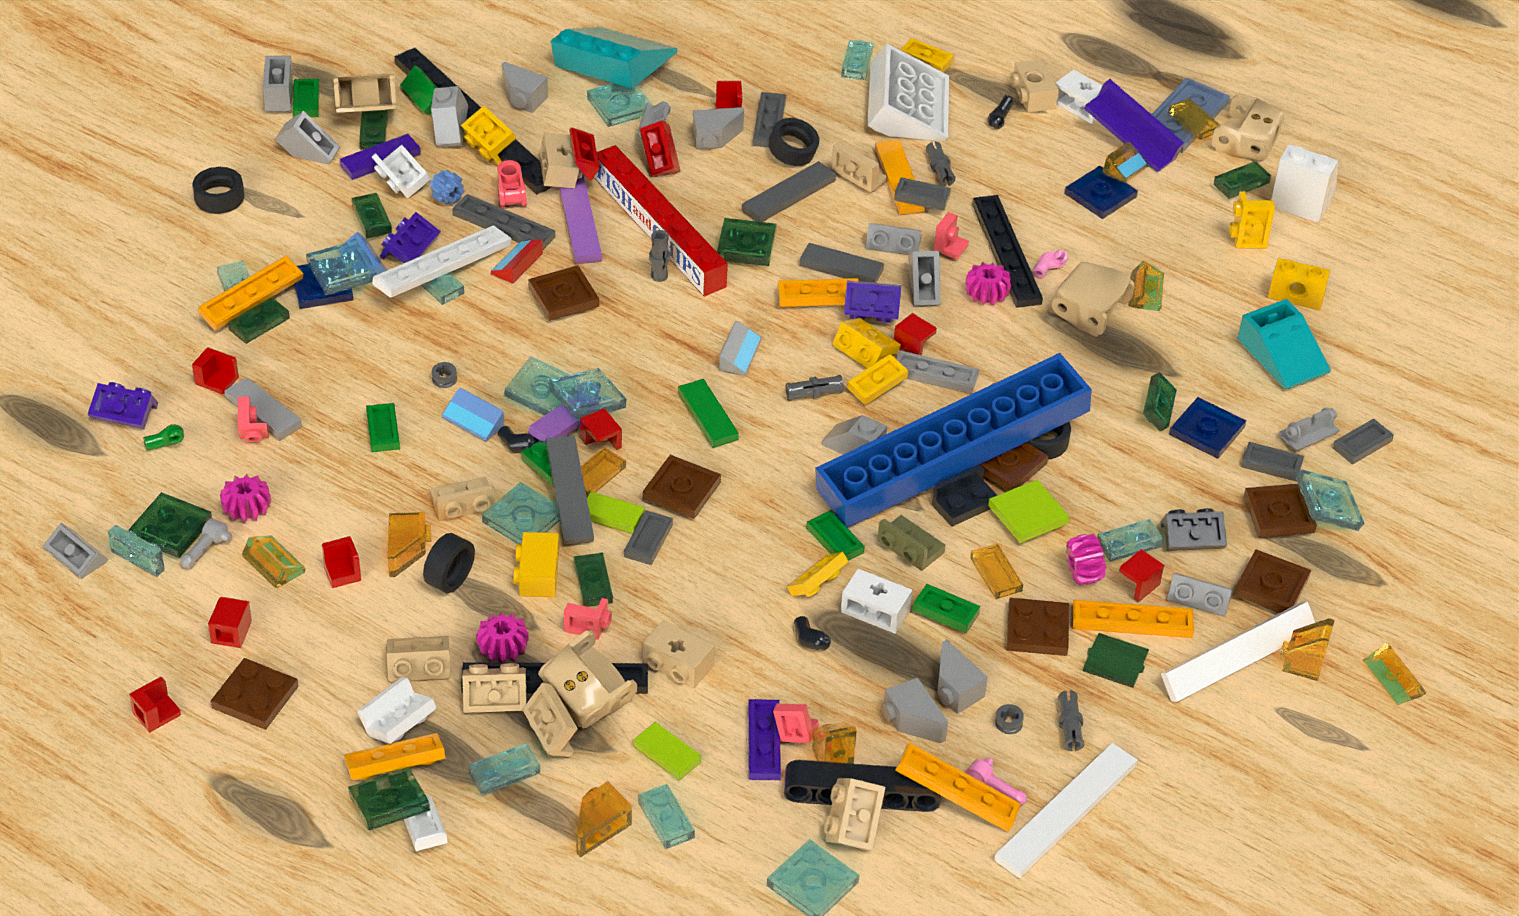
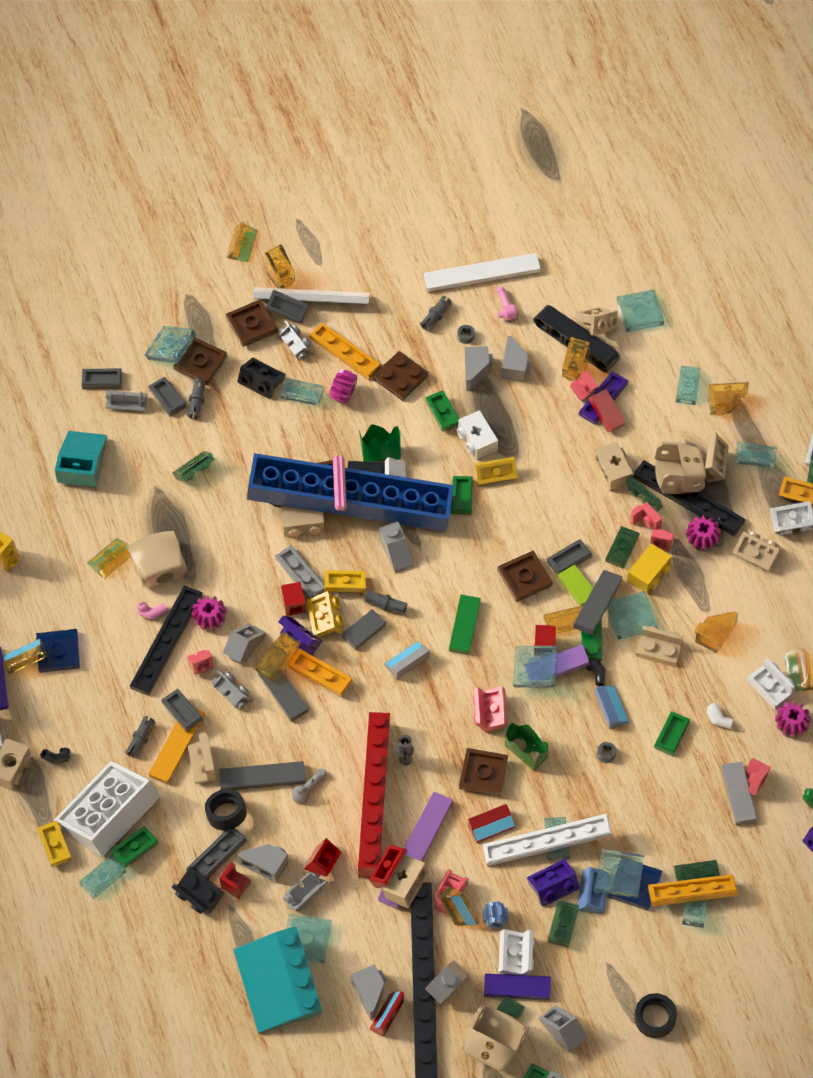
camera: 140 degrees left, 15 degrees up
(215, 370) = (753, 839): red panel -> none
(296, 520) = (772, 684): none -> white bracket
(338, 462) = (716, 717): none -> white arm
(341, 562) = (762, 638): red panel -> none
(419, 88) = (444, 1033): green tile -> none
(449, 562) = (704, 590): black tyre -> none
(484, 163) = (458, 907): none -> clear yellow slope
(488, 134) = (433, 944): yellow bracket -> none
(490, 84) = (387, 1013): none -> red slope
(494, 688) = (728, 504): tan bracket -> none
(515, 226) = (475, 866): dark grey tile -> none
(531, 386) = (554, 702): clear light blue plate -> none
(534, 328) = (531, 738): none -> green piece
(547, 598) = (662, 539): none -> coral bracket
(607, 343) = (490, 708): none -> coral bracket
(617, 641) = (637, 489): none -> clear green plate
(667, 750) = (660, 419): lime tile -> none
(735, 197) = (300, 792): none -> light grey piece
(742, 713) = (607, 410): none -> red tile
(747, 241) = (330, 744): clear green plate -> none
(757, 76) = (198, 891): none -> black bracket
(810, 637) = (532, 440): black arm -> none
(813, 355) = (364, 629): none -> dark grey tile
(850, 83) = (134, 847): none -> green plate
(872, 266) = (278, 656): none -> clear yellow slope
(910, 542) = (423, 462): olive bracket -> none
(936, 514) = (395, 467): none -> white tile
(958, 787) = (532, 303): light orange tile -> none
(967, 414) = (339, 483): none -> bright pink axle
(993, 506) = (380, 444): none -> green piece
(996, 571) = (392, 415): clear yellow tile -> none
(1028, 511) = (340, 440): lime tile -> none
(1115, 660) = (376, 335): clear green piece -> none
(1143, 571) = (318, 362): red panel -> none
(1207, 427) = (179, 439): clear blue tile -> none
(1235, 469) = (196, 399): none -> dark grey pin
(1251, 616) = (287, 306): none -> dark grey tile
(1299, 283) = (21, 494): yellow brick -> none

